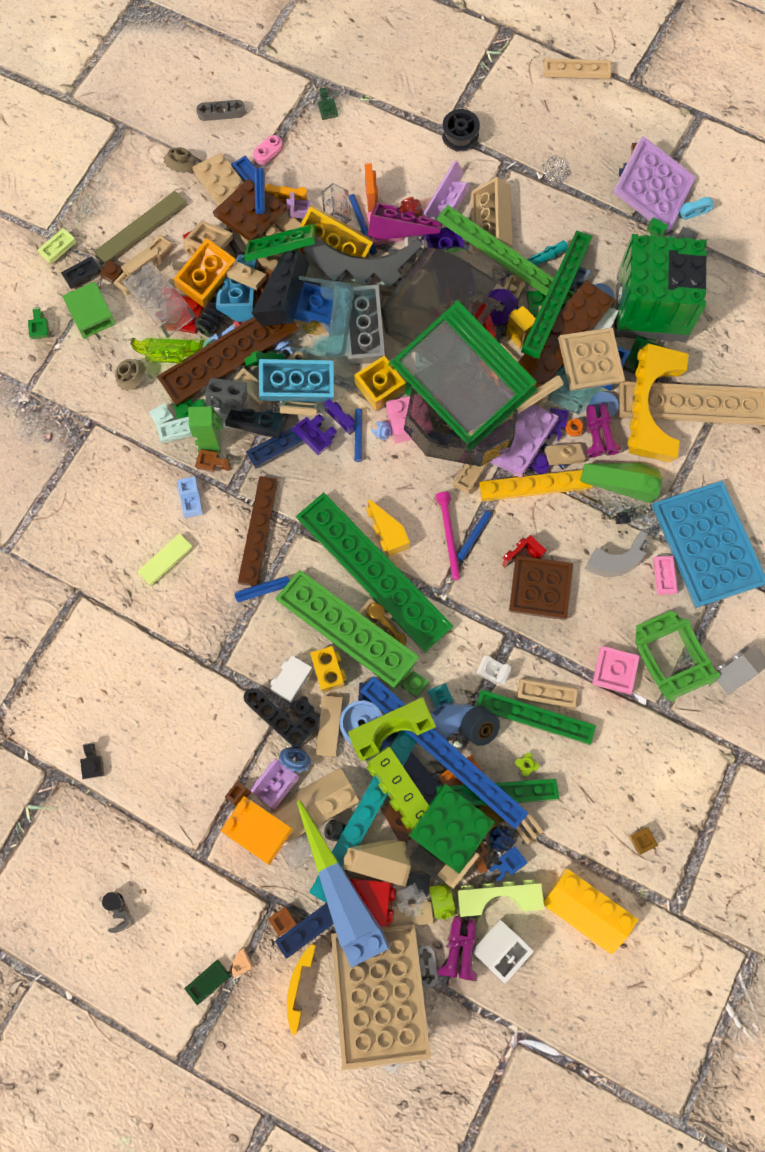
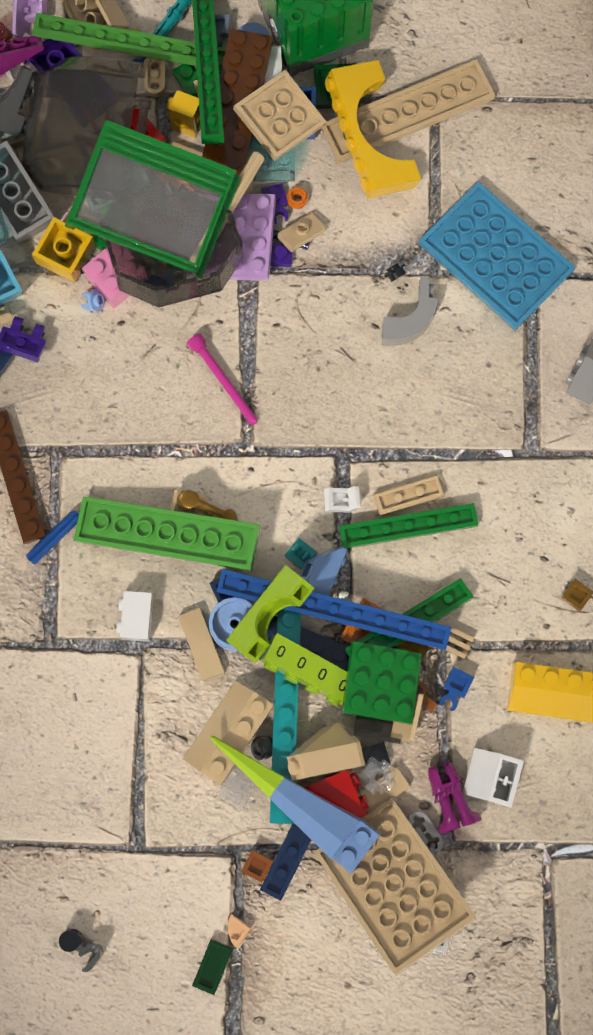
camera: 30 degrees left, 5 degrees up
(237, 792) = (143, 763): reddish brown plate -> none
(256, 830) = (183, 789): light orange slope -> none
(274, 784) = (176, 732): lavender bracket -> none
(278, 716) = (142, 661): black beam -> none
(294, 1014) = (316, 950): yellow slope -> none
(296, 706) = (162, 633): black plate -> none
(302, 759) = (189, 691): medium blue gear -> none
(324, 670) = (165, 589): yellow brick -> none
(339, 416) = (31, 305): dark purple plate -> none
(358, 435) = (69, 318): blue bar -> none
(374, 572) = (163, 458): green plate -> none
(391, 531) = (159, 406): yellow slope -> none
(396, 824) = (320, 706): reddish brown plate -> none
(415, 684) = (267, 555): bright green plate -> none
(442, 901) = (408, 760): lime bracket -> none
(468, 477) = (212, 309): tan plate -> none
(473, 536) = (249, 367): blue bar -> none
(480, 725) = (357, 563): black wheel -> none
(501, 839) = (436, 667): dark blue gear -> none
(510, 303) = (162, 94): dark purple plate -> none
(527, 896) = (439, 743): yellowish green arch -> none
(532, 485) = (287, 281): yellow plate -> none
(533, 548) = (319, 350): red bracket -> none
(533, 766) = (423, 572): lime plate -> none
(540, 587) = (347, 388): reddish brown plate -> none
(594, 425) = (316, 185): magenta piece -> none
(608, 398) = (312, 151): medium blue piece -> none
(615, 670) = (466, 436): bright pink plate -> none
(627, 479) = (381, 227): bright green wedge -> none
(665, 575) = (468, 311): bright pink plate -> none
(686, 680) = (543, 409): bright green wedge -> none

